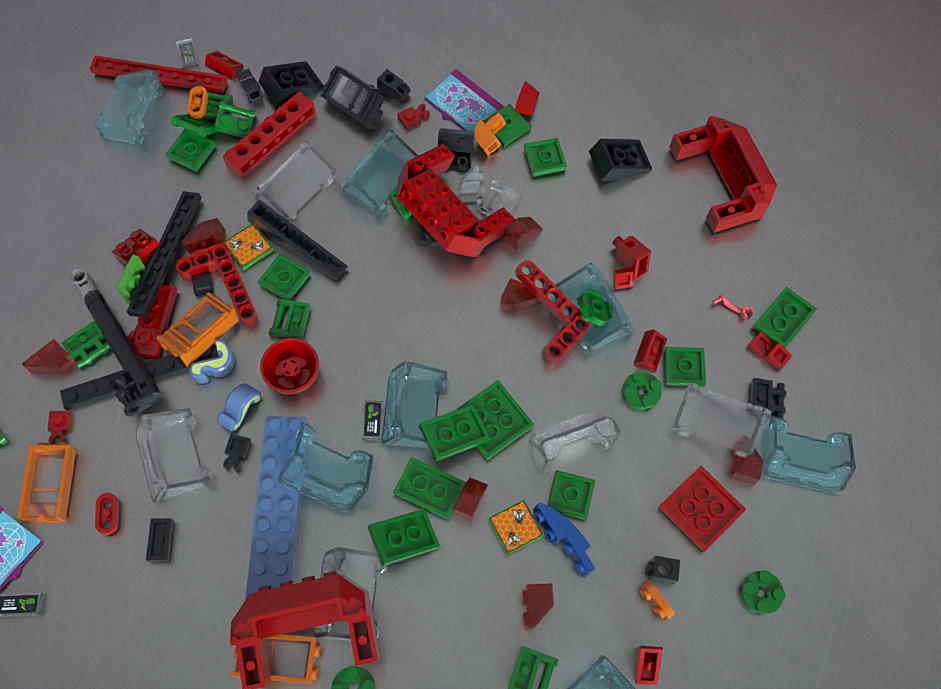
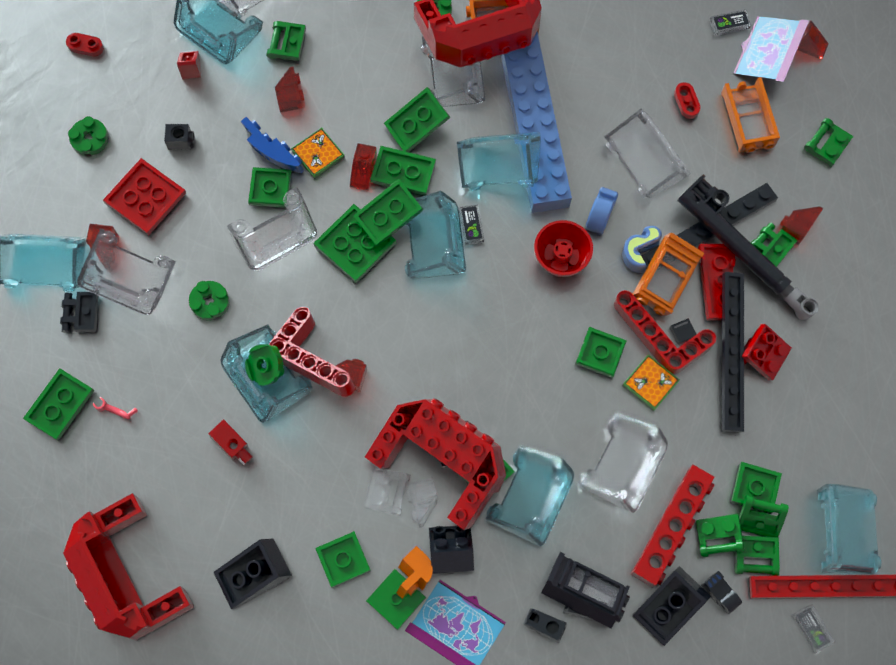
camera: 170 degrees right, 5 degrees up
(59, 423) = (764, 170): red plate -> none
(131, 278) = (752, 311): bright green tile -> none
(159, 540) = (632, 87): black plate -> none
(197, 104) = (770, 544): orange plate -> none
(204, 236) = (697, 380): clear red slope -> none
(223, 64) = (764, 622): red slope -> none
(236, 448) = (591, 173): black plate -> none
(294, 240) = (601, 392): black slope -> none
(295, 321) = (574, 308): green plate -> none
(412, 117) = (514, 588): red plate -> none
(521, 232) = (353, 454): clear red slope -> none
(527, 99) = (376, 638): red slope -> none
(623, 278) = (237, 417): red plate -> none
(650, 350) = (202, 345): red slope -> none
(651, 593) = (187, 115): orange plate -> none
(685, 366) = (165, 331): green plate -> none
(772, 353) = (76, 366): red slope -> none

